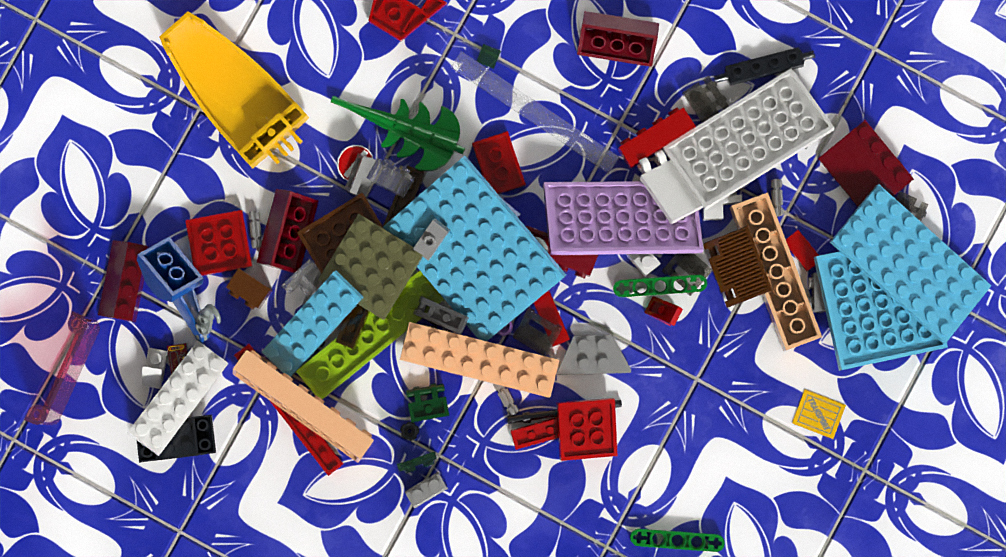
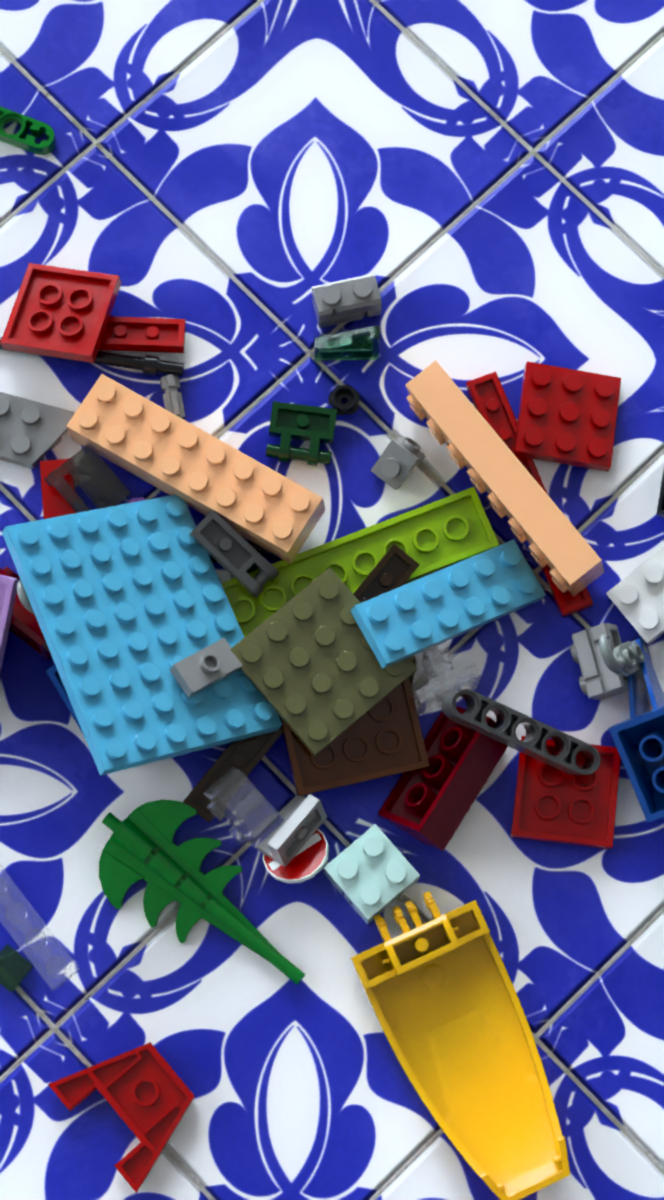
camera: 165 degrees left, 10 degrees down
(227, 327) = (596, 678): none -> light grey brick
(249, 289) = (535, 696): reddish brown brick -> none
(255, 229) = (498, 797): light grey axle -> none
(259, 261) = (536, 732): none -> dark grey beam
(279, 461) = (567, 416): none -> red plate
(311, 164) = (371, 873): none -> light aqua brick
(367, 403) = (398, 461): none -> light grey bracket
(499, 163) = (55, 781): red tile -> none

